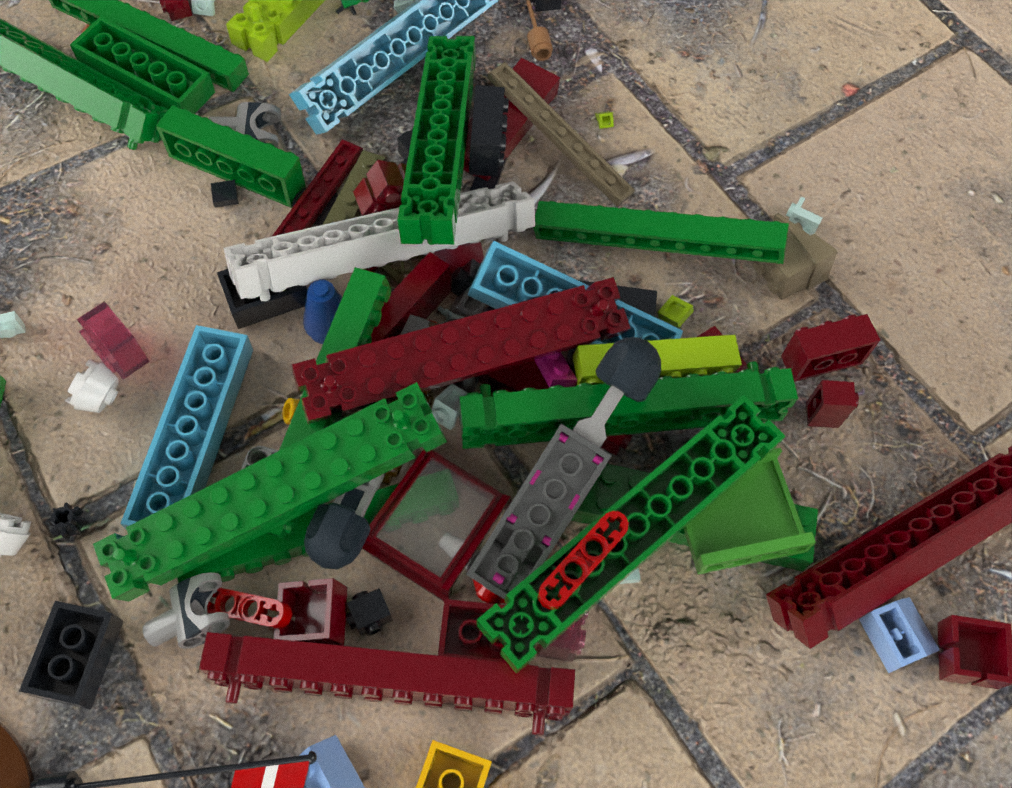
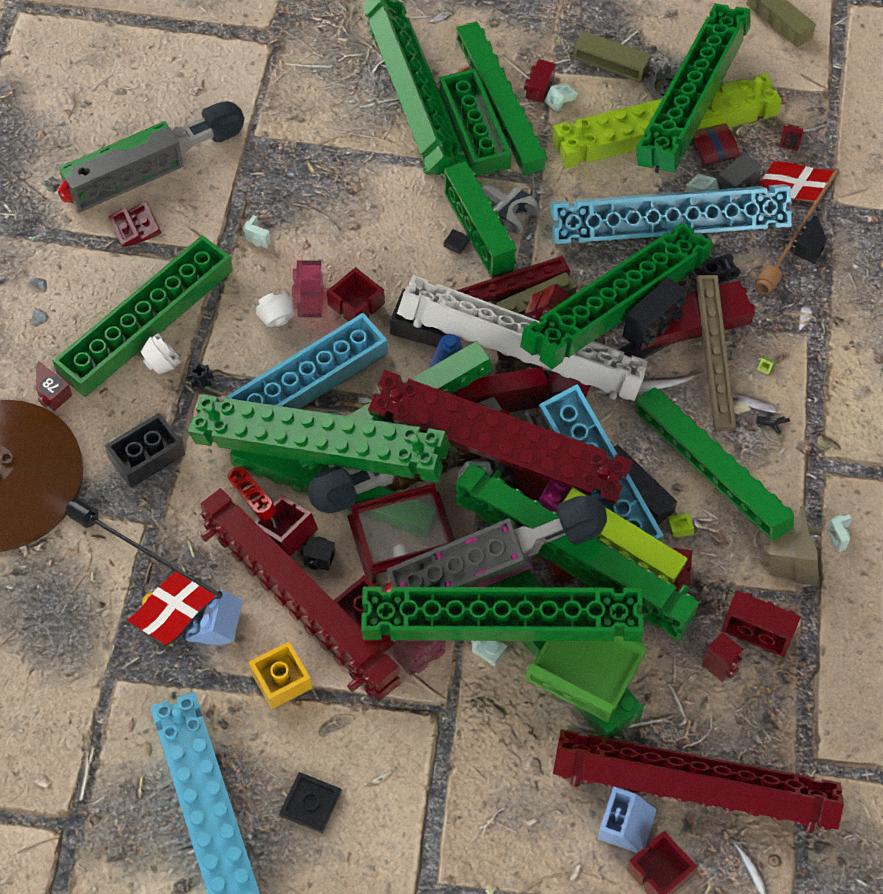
camera: 45 degrees right, 5 degrees down
(170, 314) = (355, 295): none -> dark red piece
(188, 614) = (222, 474): light grey connector -> none
(488, 60) = (721, 266): none -> black piece
(583, 559) = (451, 605): red beam -> none
(656, 164) = (773, 422): none -> black bar

